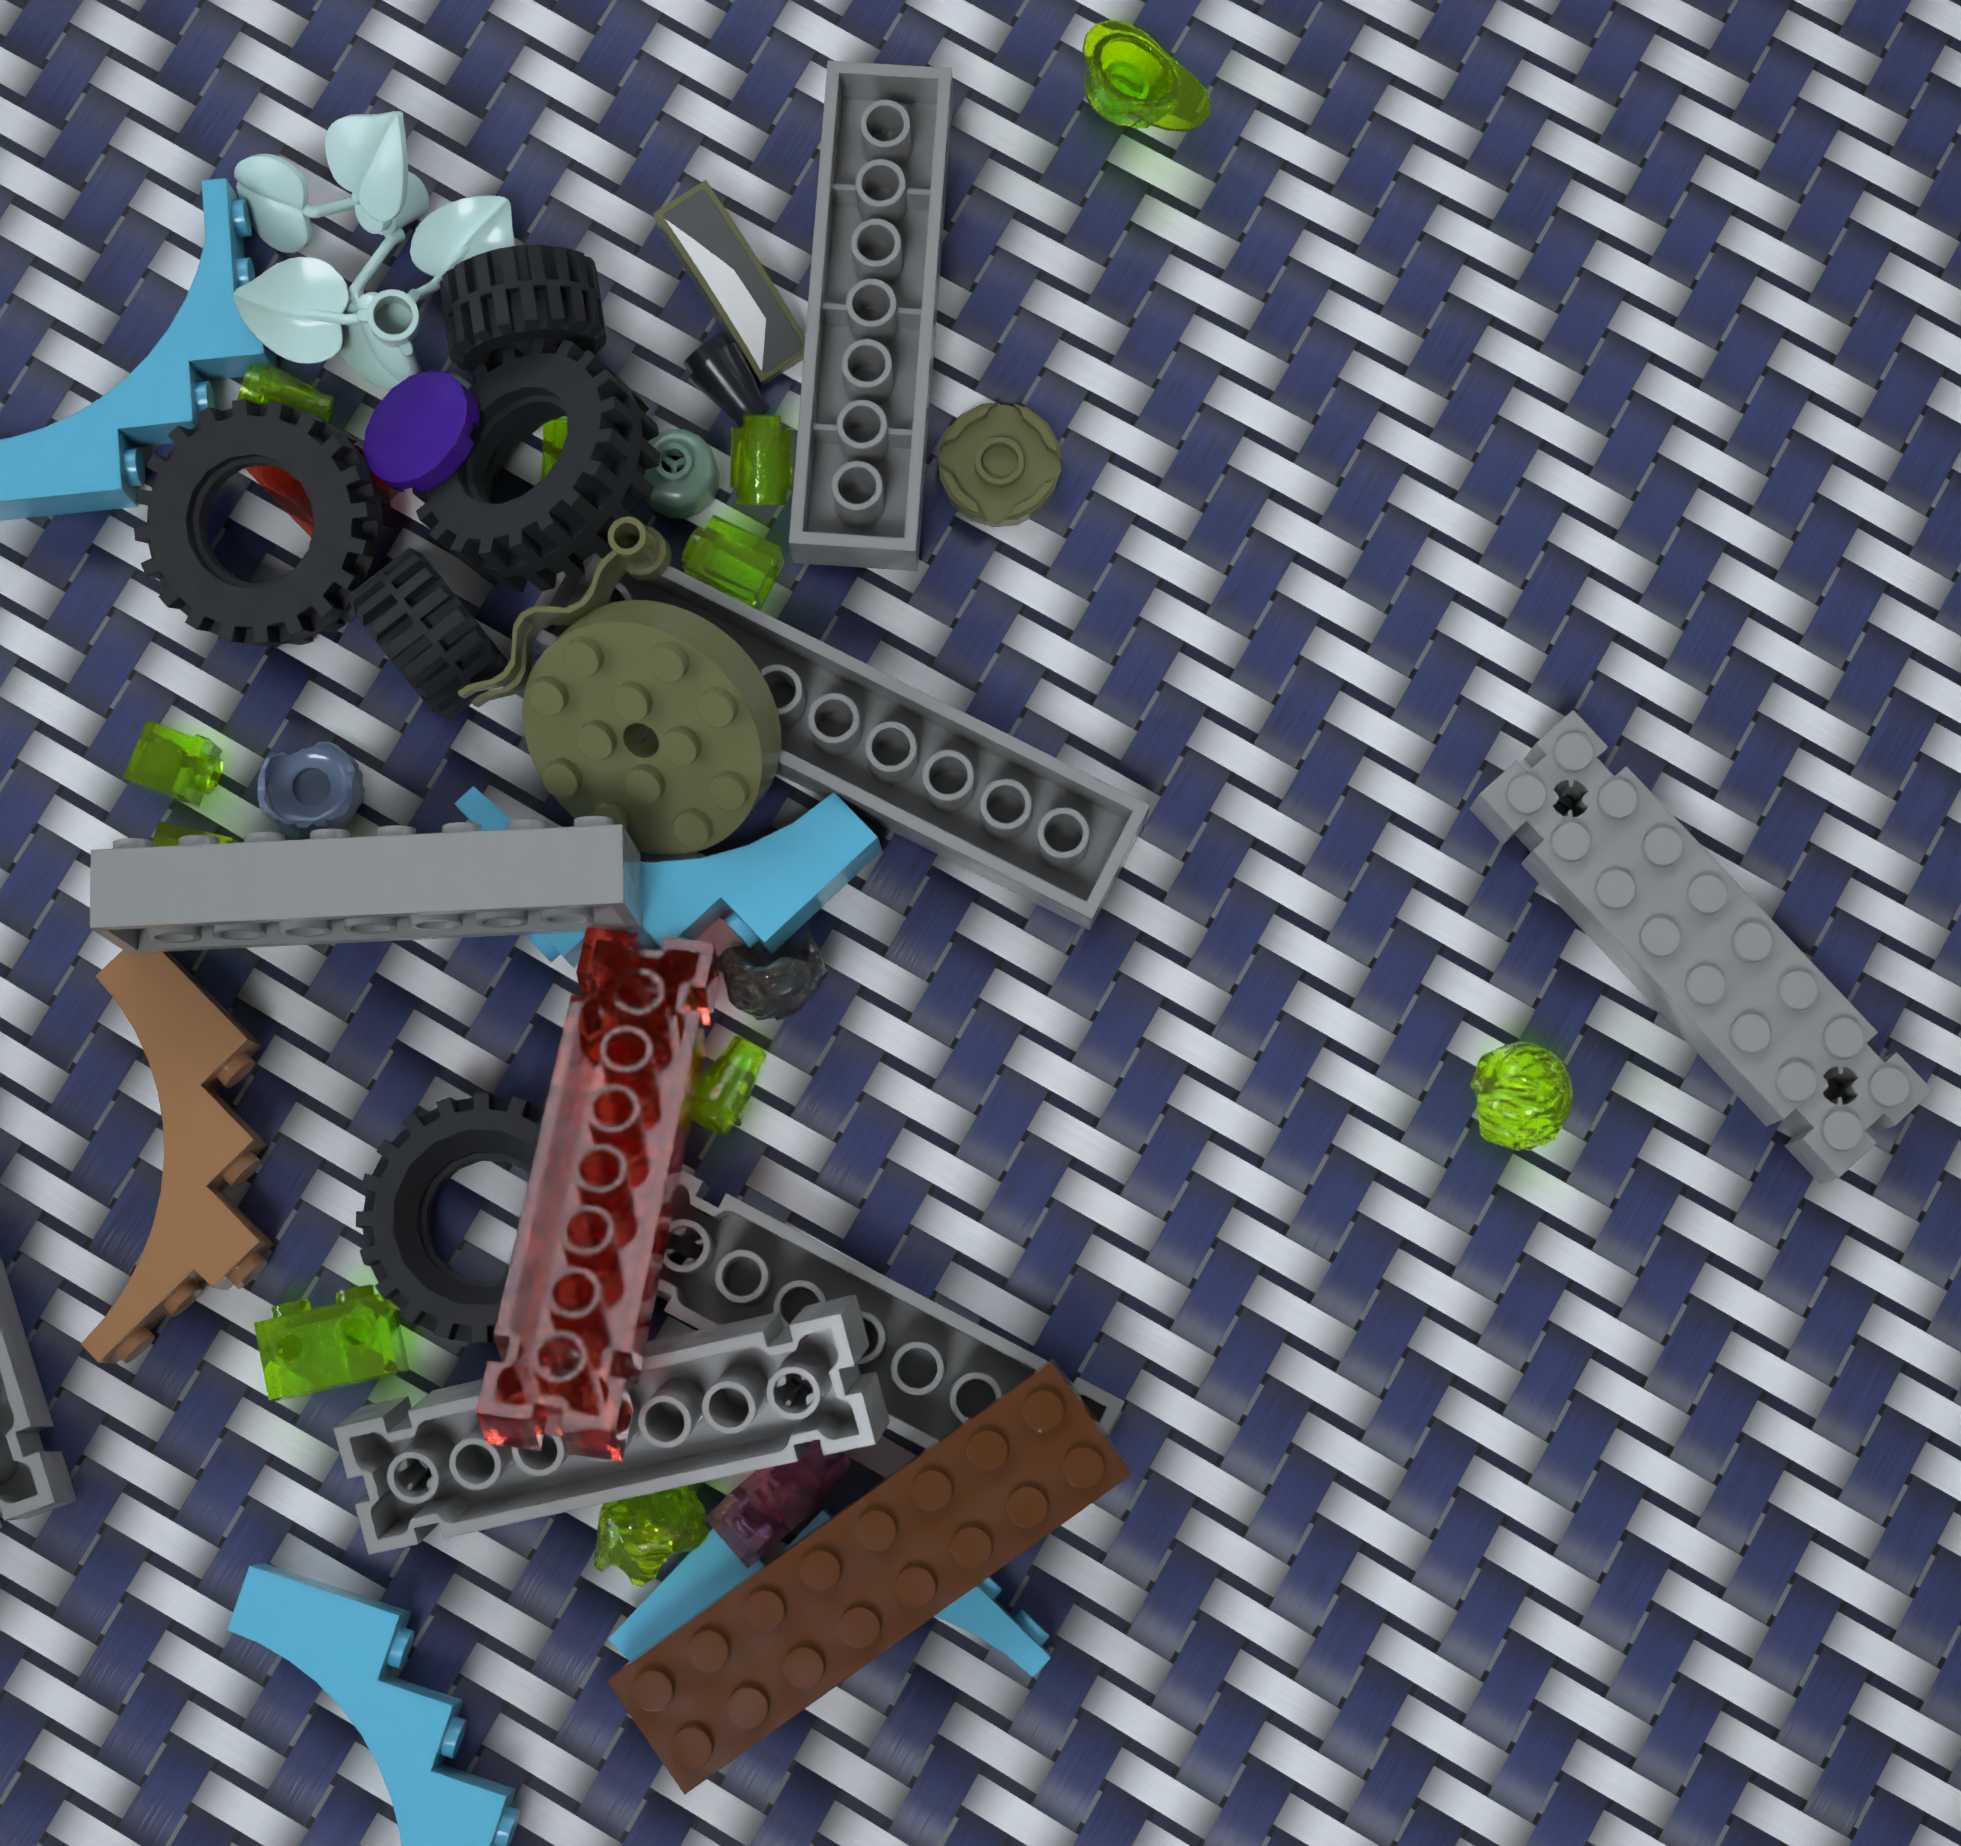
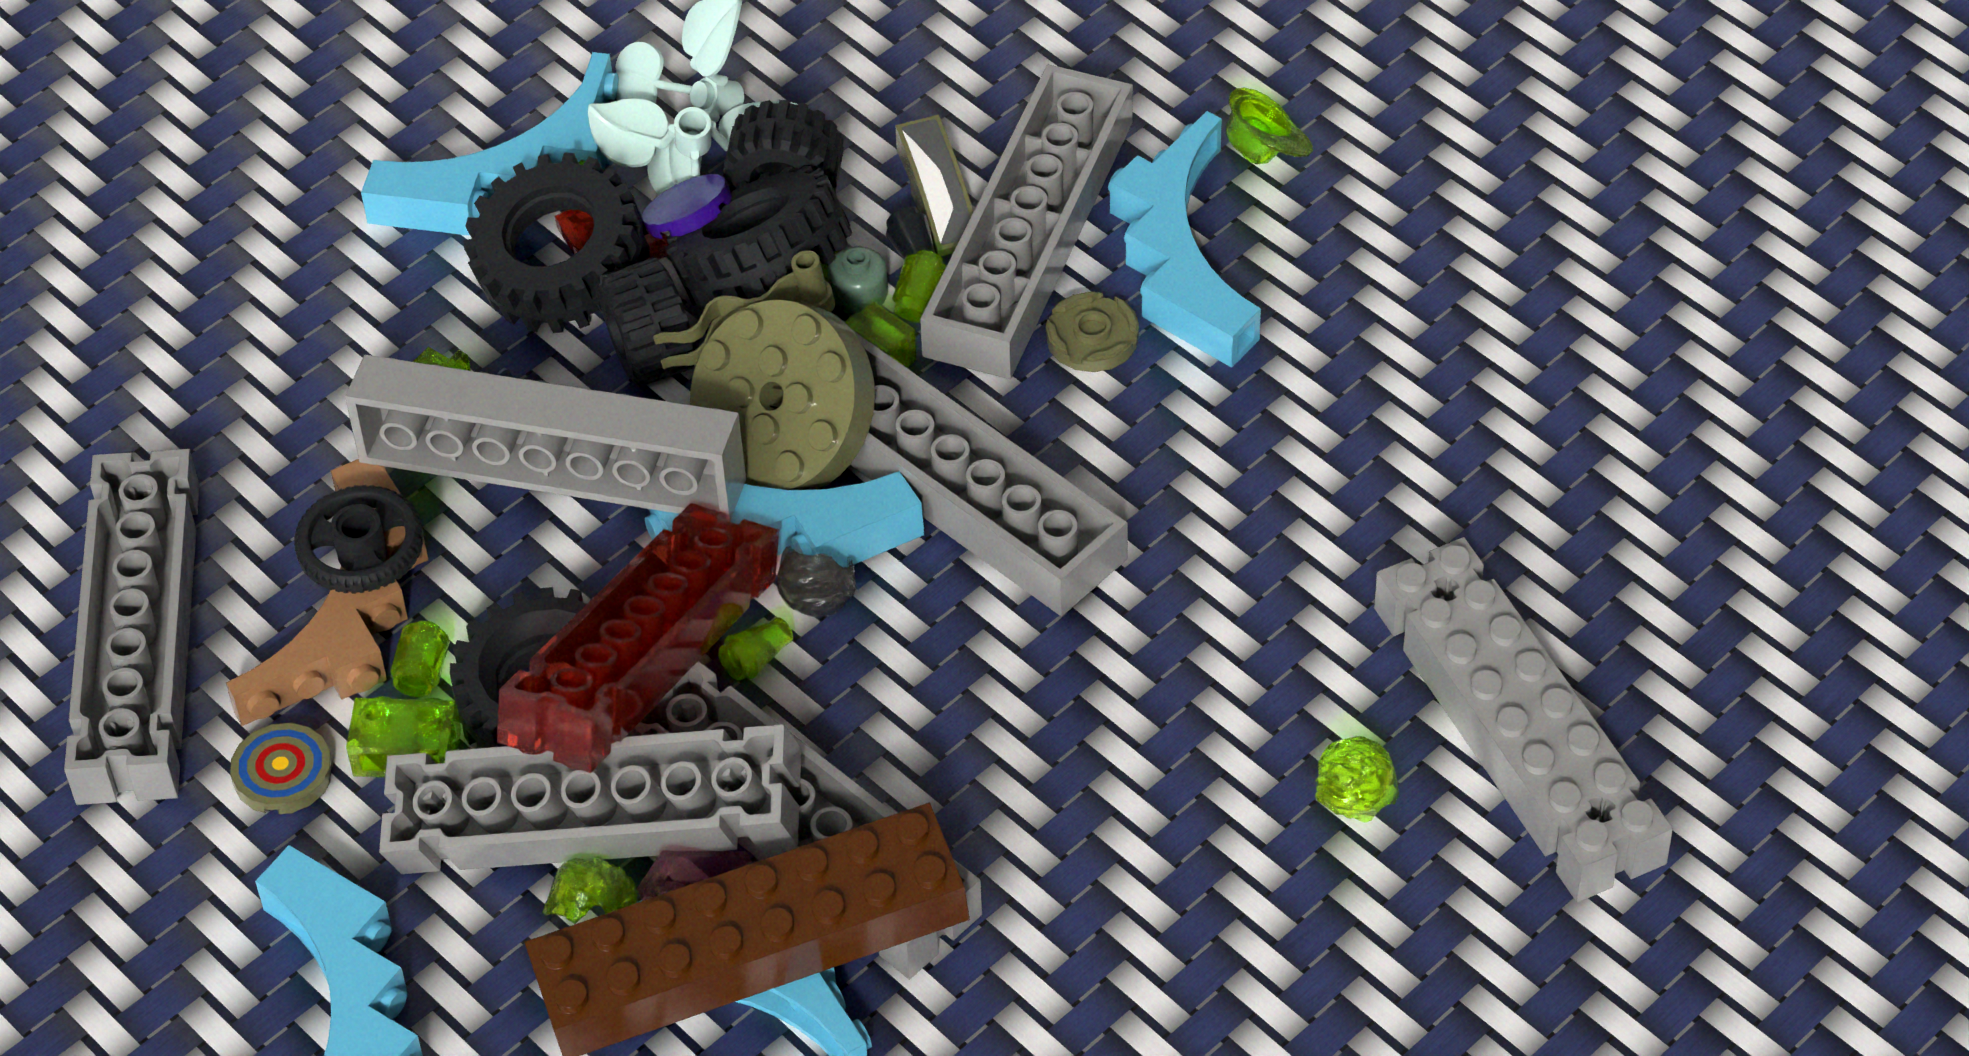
camera: 15 degrees right, 30 degrees down
(191, 1422) = (281, 768): none -> olive tile
(202, 1042) = (358, 538): none -> black wheel
(309, 1219) = (419, 658): none -> clear neon green brick
(1109, 381) = (1179, 284): none -> medium azure arch

